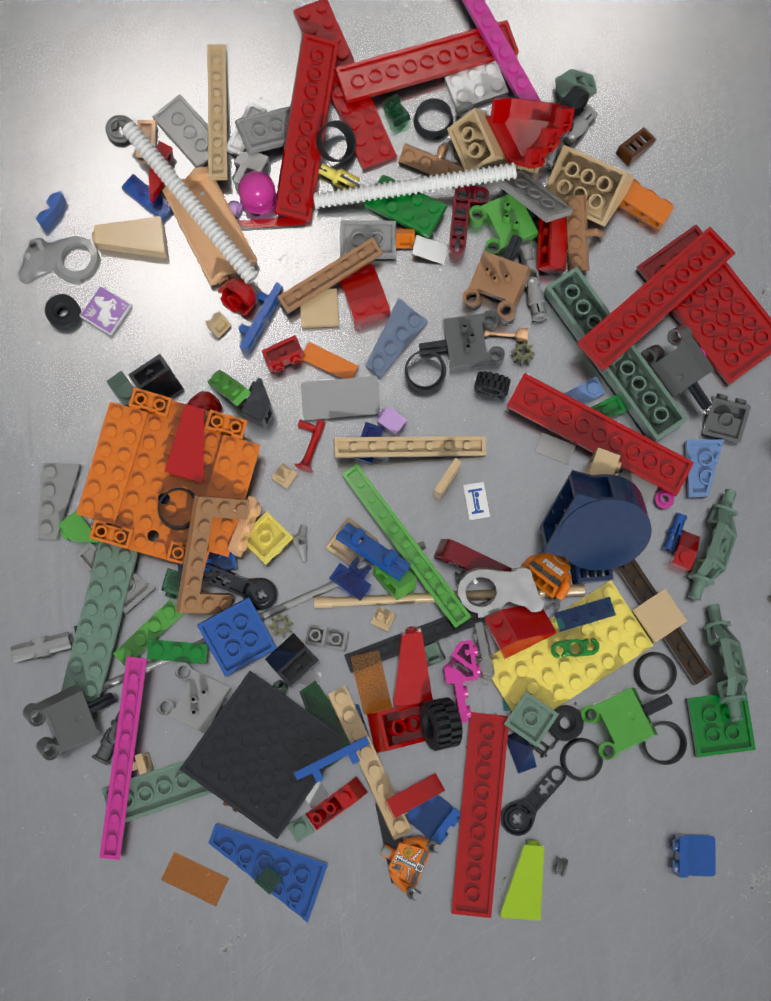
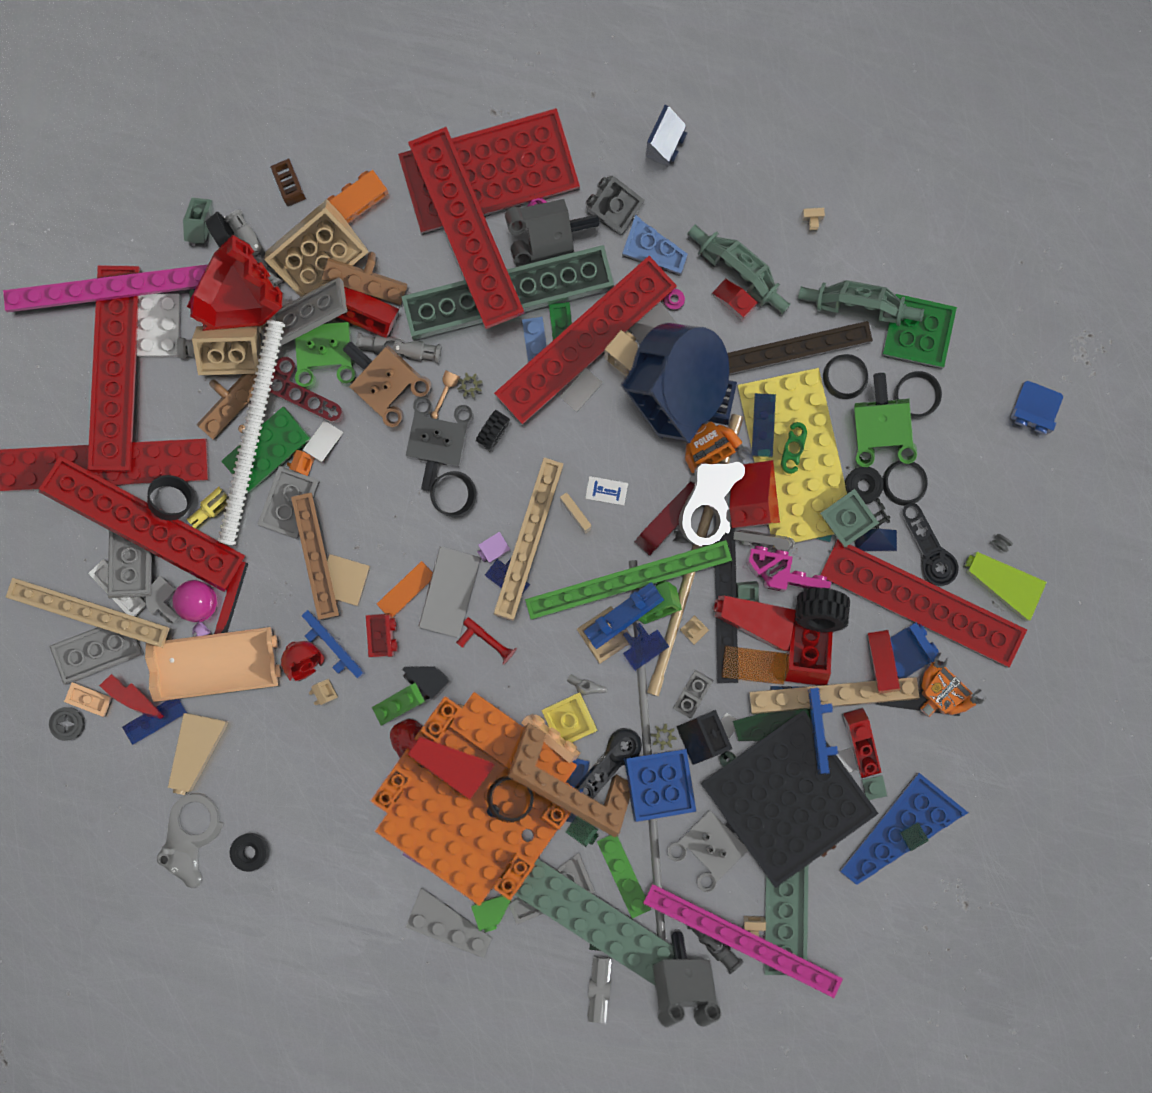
camera: 65 degrees left, 5 degrees up
(55, 203) = (126, 821): blue slope -> none
(105, 310) = (263, 806): tile -> none
(121, 387) = (357, 815): sand green slope -> none
(156, 378) = (361, 777): black slope -> none
(177, 651) = (653, 851): green plate -> none
(190, 202) = (182, 676): white piece -> none
(195, 879) = (886, 911): clear orange piece -> none
(284, 476) = (510, 679): tan tile -> none
(365, 296) = (348, 527): red slope -> none
(395, 111) = (157, 422): clear green bracket -> none
(397, 334) = (401, 508): sand blue wing -> none
(432, 135) = (193, 398): black tyre -> none
(659, 615) = (791, 350): tan tile -> none
(674, 532) = (712, 302): blue pin -> none

